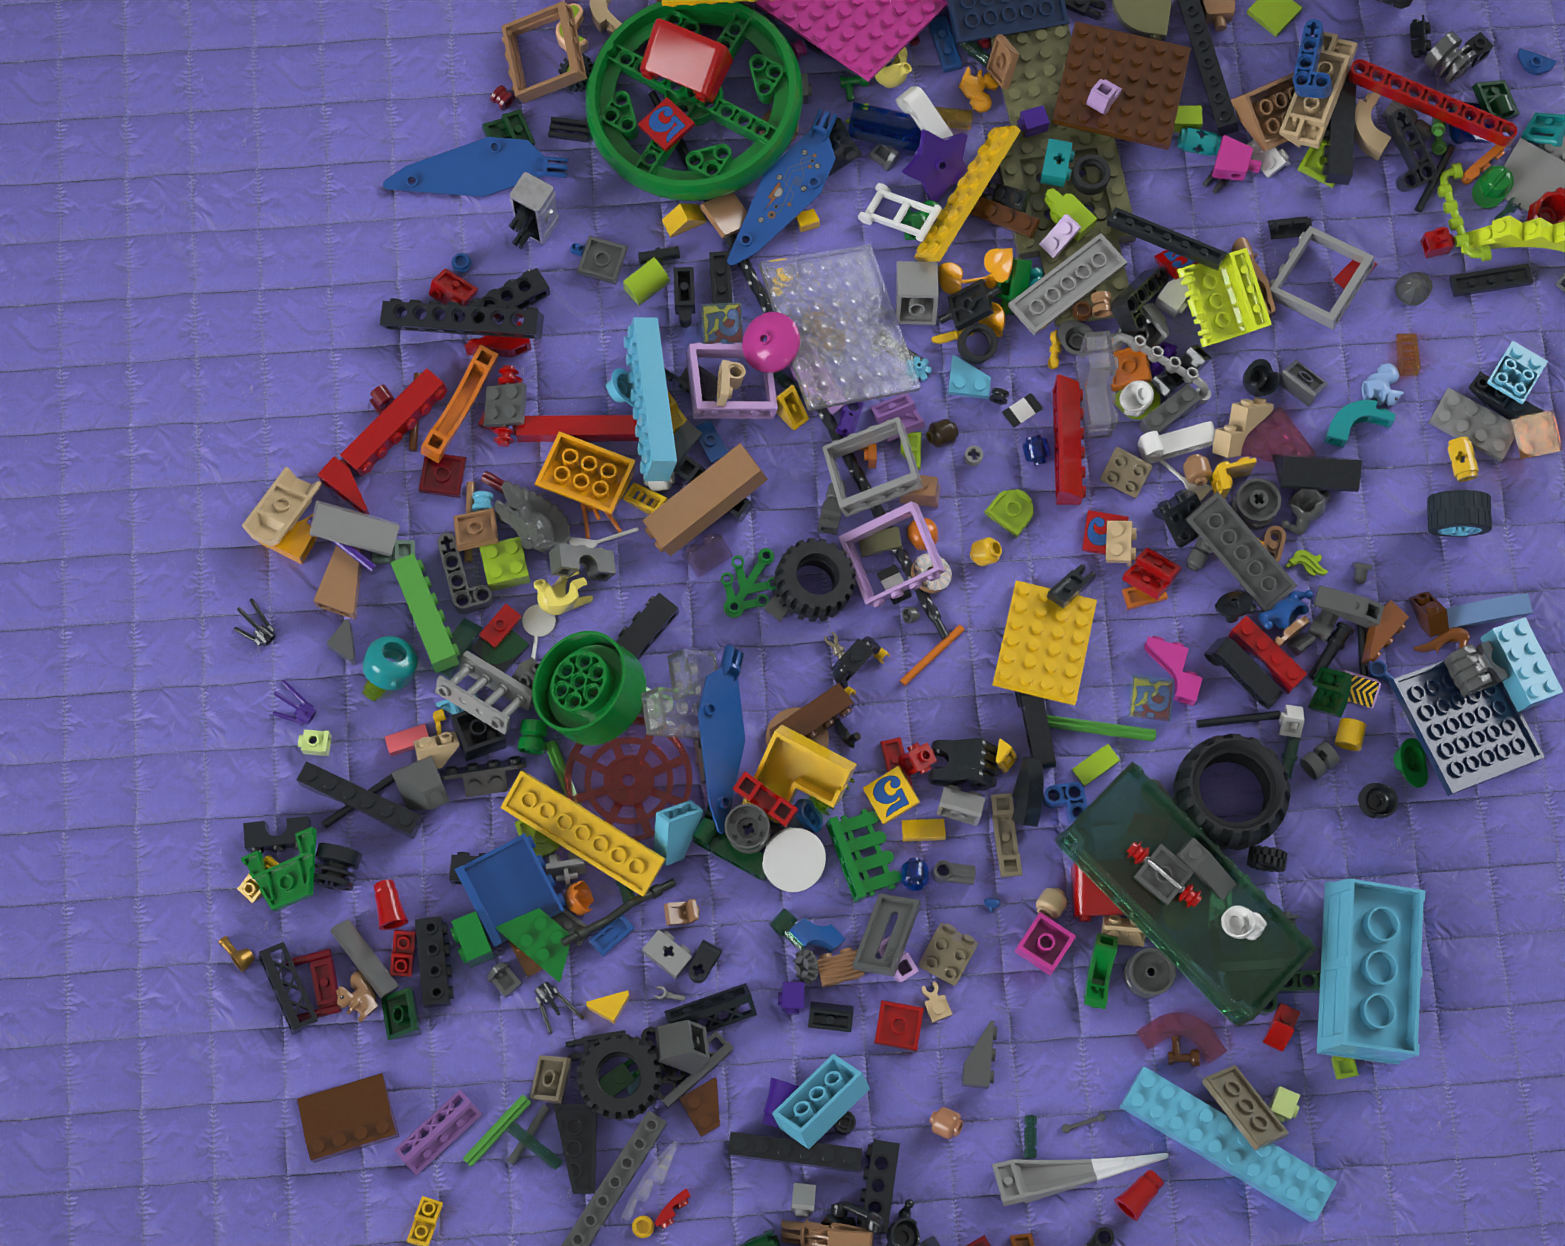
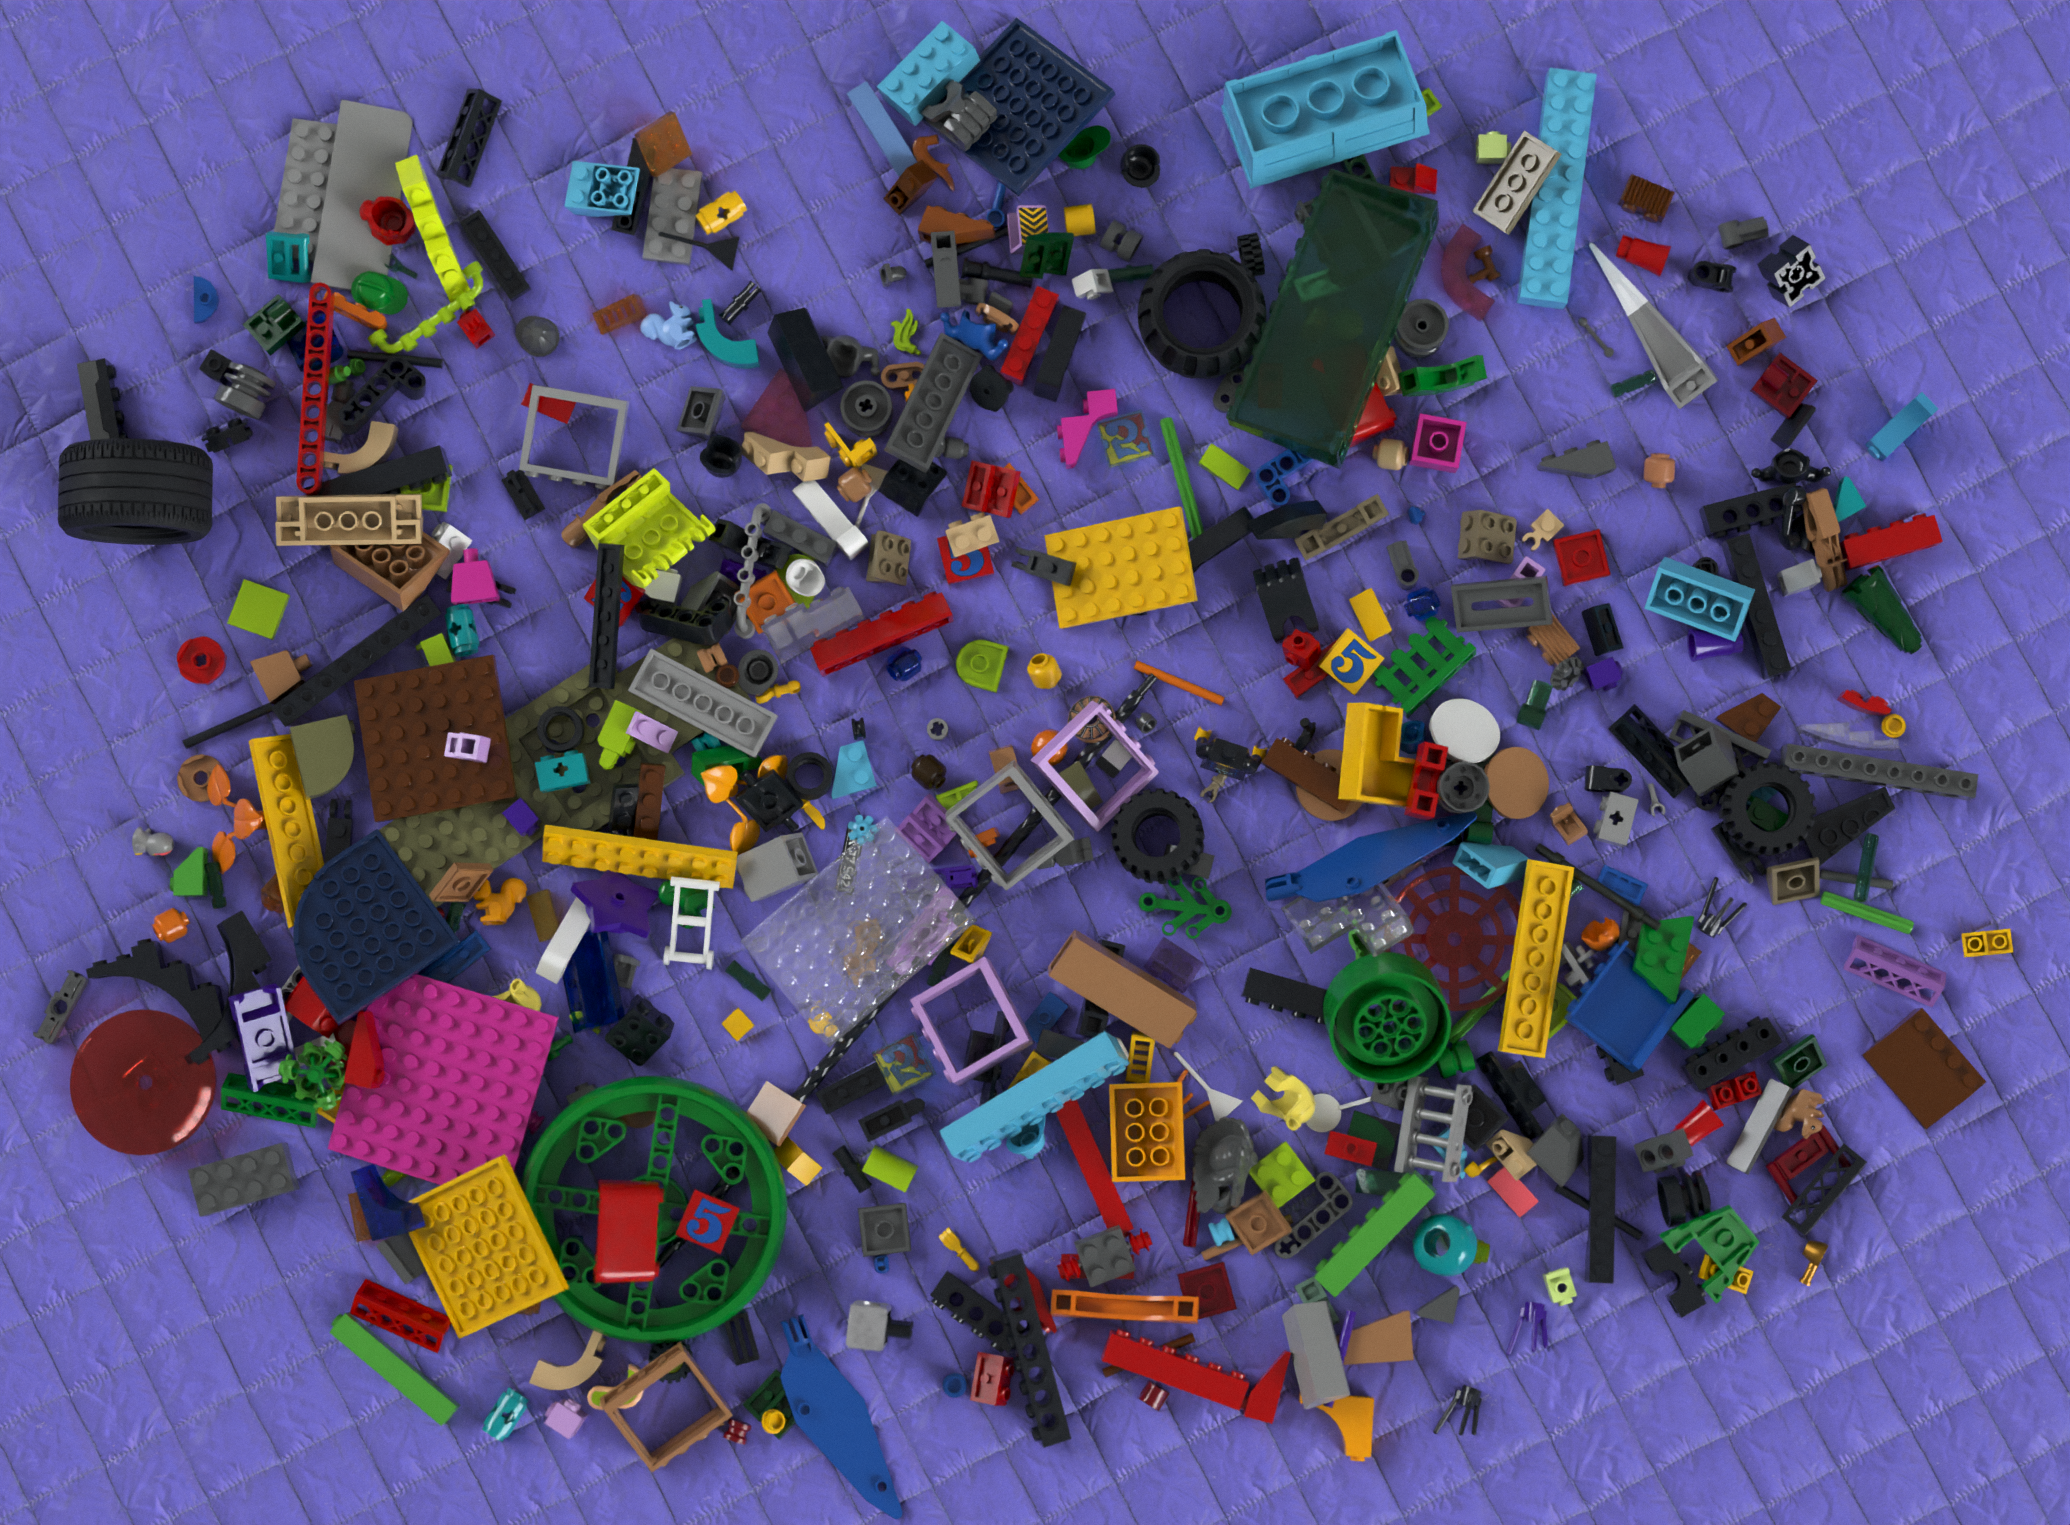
camera: 110 degrees left, 10 degrees up
(280, 508) = (1328, 1443): tan piece -> none
(380, 867) = (1664, 1150): none -> dark grey brick
(497, 123) = (773, 1421): none -> yellow plate
(503, 979) = (1714, 974): dark grey tile -> none
(566, 561) = (1254, 1105): dark grey arch -> none
(567, 306) = (953, 1243): none -> yellow piece
(609, 1006) = (1695, 854): yellow slope -> none
(729, 379) = (983, 1023): tan plate -> none
(733, 883) = (1516, 782): none -> medium nougat tile
(778, 349) = (908, 982): dark pink dish -> none
(787, 189) = (719, 1057): blue wing -> none
(812, 934) = (1527, 666): blue tile -> none
(837, 239) = (748, 980): none -> clear green pin
(961, 805) = (1330, 585): light grey slope -> none
(1005, 756) = (1260, 560): yellow slope -> none
(1022, 410) = (861, 699): sticker -> none
(1163, 874) = (1325, 346): dark grey plate -> none
(1188, 1218) = (1645, 198): none -> reddish brown brick
(1202, 723) = (1110, 342): black bar -> none
(1206, 868) = (1299, 308): dark grey slope -> none
(1242, 923) = (1339, 250): white hair -> none
(1311, 58) = (319, 537): blue beam -> none
(1382, 445) = (740, 302): none -> black pin
(1431, 451) = (723, 250): none -> black piece
(1459, 513) = (791, 192): black wheel -> none

